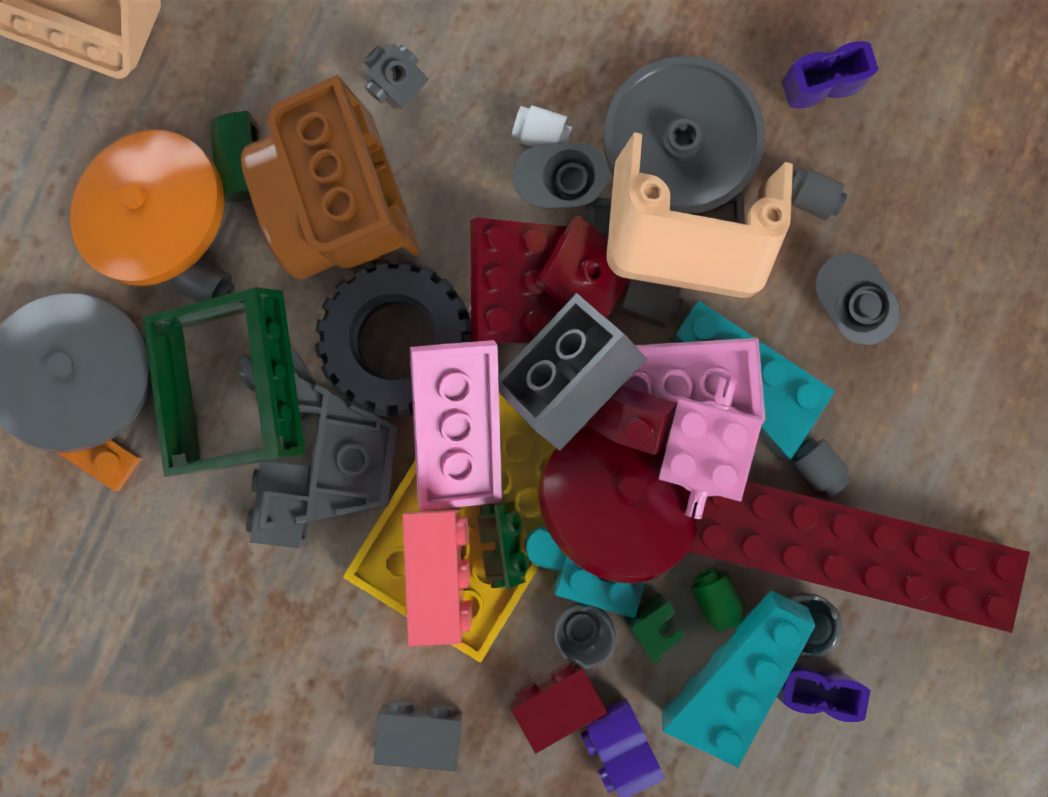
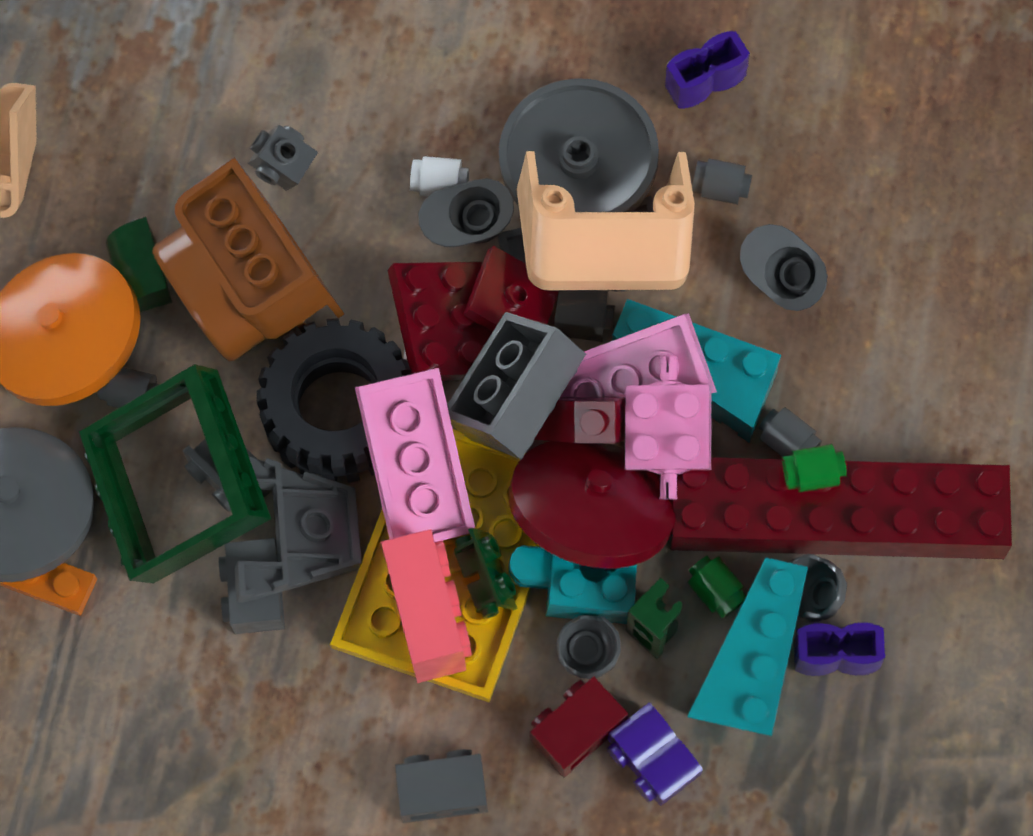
camera: 10 degrees left, 15 degrees down
(843, 522) = (814, 468): none -> green brick

